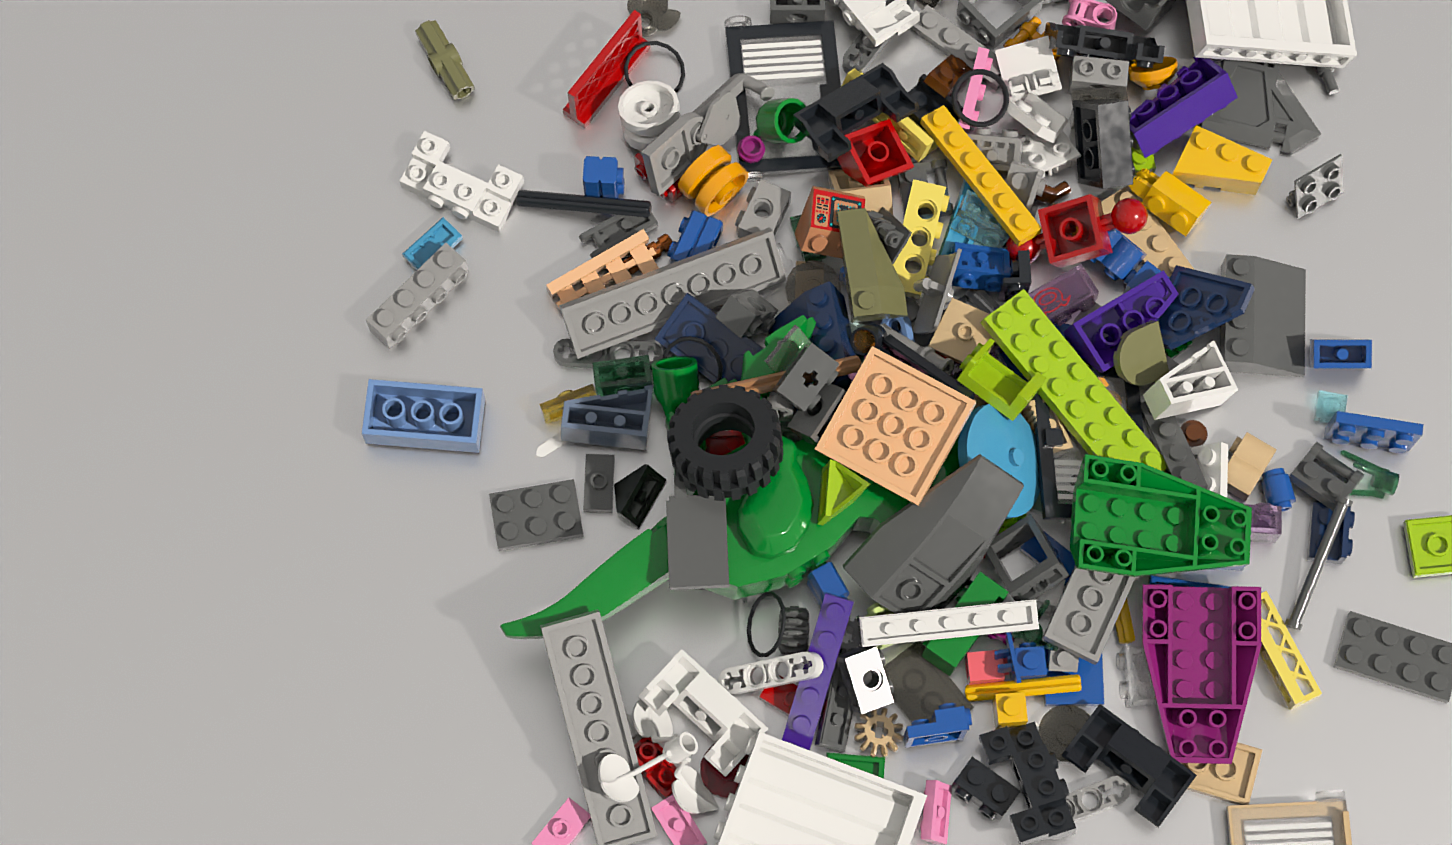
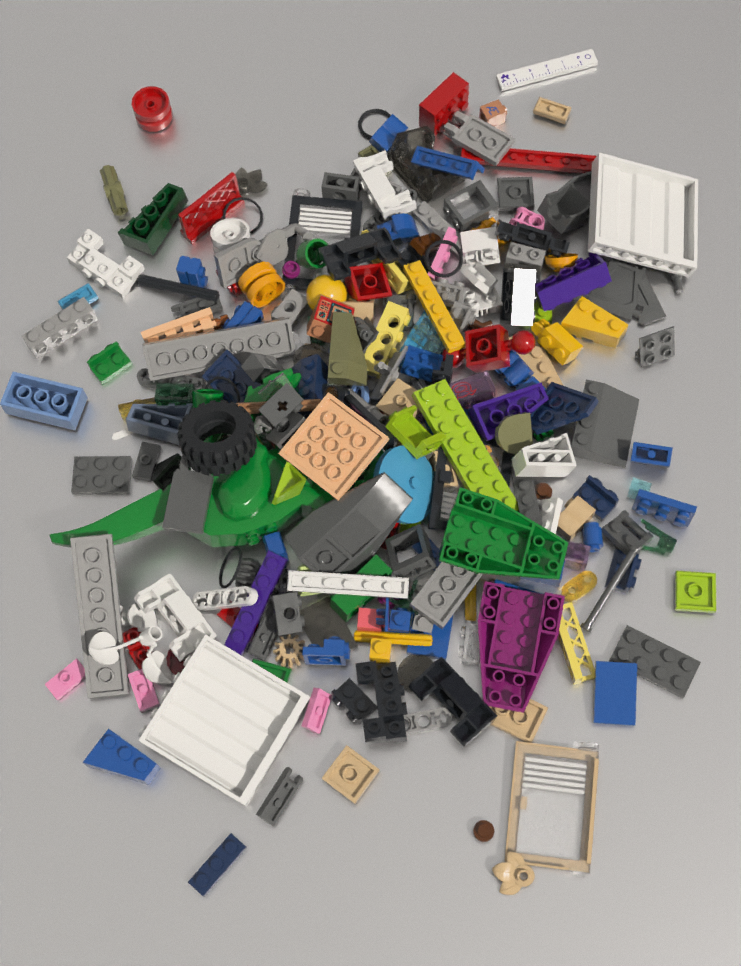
camera: 15 degrees right, 5 degrees down
(505, 339) = (109, 363): none -> green bracket
(520, 107) = (155, 220): none -> dark green wedge
(812, 170) = (326, 286): none -> yellow piece
(902, 55) = (401, 226): none -> blue brick
(1272, 565) = (580, 586): none -> clear yellow plate
(1273, 428) = (598, 497): none -> dark blue bracket
(1352, 712) = (615, 693): none -> blue tile

